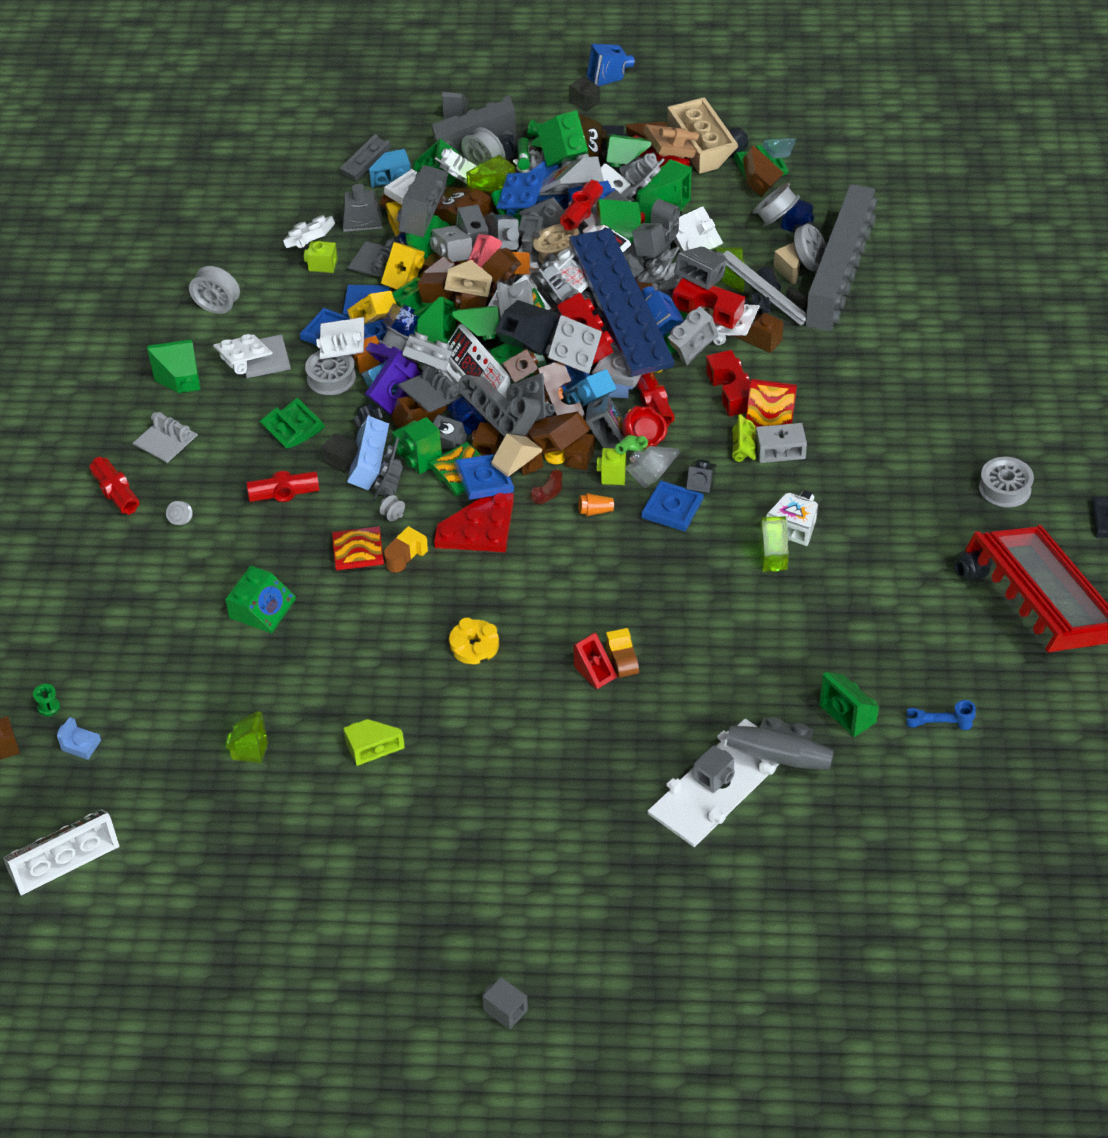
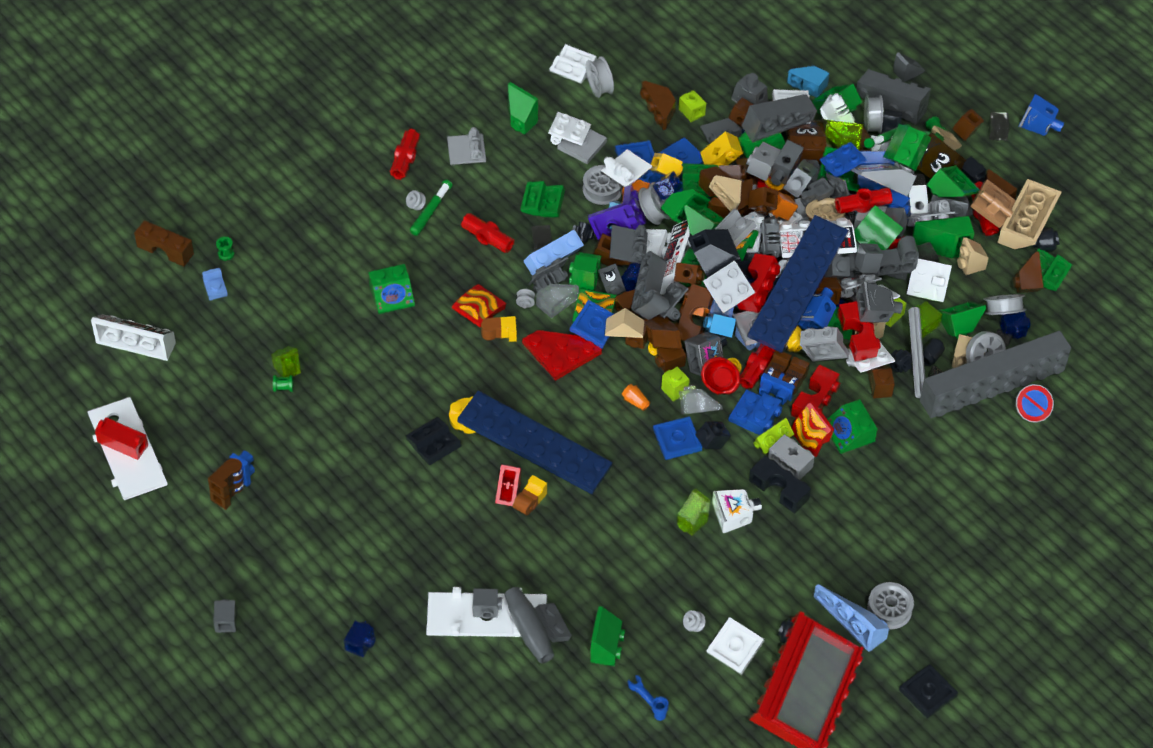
camera: 45 degrees right, 5 degrees up
(168, 303) = (572, 63): none -> white slope
(183, 945) = (121, 438): none -> red brick
(203, 518) = (428, 211): none -> green piece
(229, 963) = (130, 475): none -> white piece
(269, 762) = (283, 383): none -> green bush
(289, 274) = (659, 102): none -> reddish brown slope
(305, 232) = (700, 83): white plate -> none
(342, 882) = (230, 478): none -> reddish brown hips
(365, 158) = (805, 59): dark grey hinge -> none
(372, 740) = (343, 419): lime slope -> none
(375, 228) = (739, 111): none -> reddish brown brick
(417, 487) = (556, 298): none -> clear slope
(425, 351) = (648, 219): light grey plate -> none
(473, 688) = (433, 440): none -> black slope
(484, 248) = (774, 181): coral slope -> none
(549, 490) = (625, 366): clear red arm -> none
(563, 103) = (968, 124): none -> reddish brown brick
(563, 610) = (535, 442): none -> dark blue plate
(631, 443) = (694, 377): bright green arm -> none
(649, 903) = (359, 638): none -> clear blue brick
(687, 390) = (783, 376): none -> hips
(701, 193) = (972, 257): none -> tan slope
(704, 434) = (756, 412): none -> blue plate
(757, 240) = (961, 318): none -> green slope
(779, 147) = (1073, 269): clear light blue tile -> none
(797, 372) = (852, 427): none -> green slope
(817, 463) = (769, 473): none -> black arch
(890, 626) = (694, 621): none -> light grey wheel
(892, 256) = (1034, 403): none -> piece
(948, 614) = (735, 646): none -> white hinge
(995, 514) = (859, 622): none -> light blue wedge

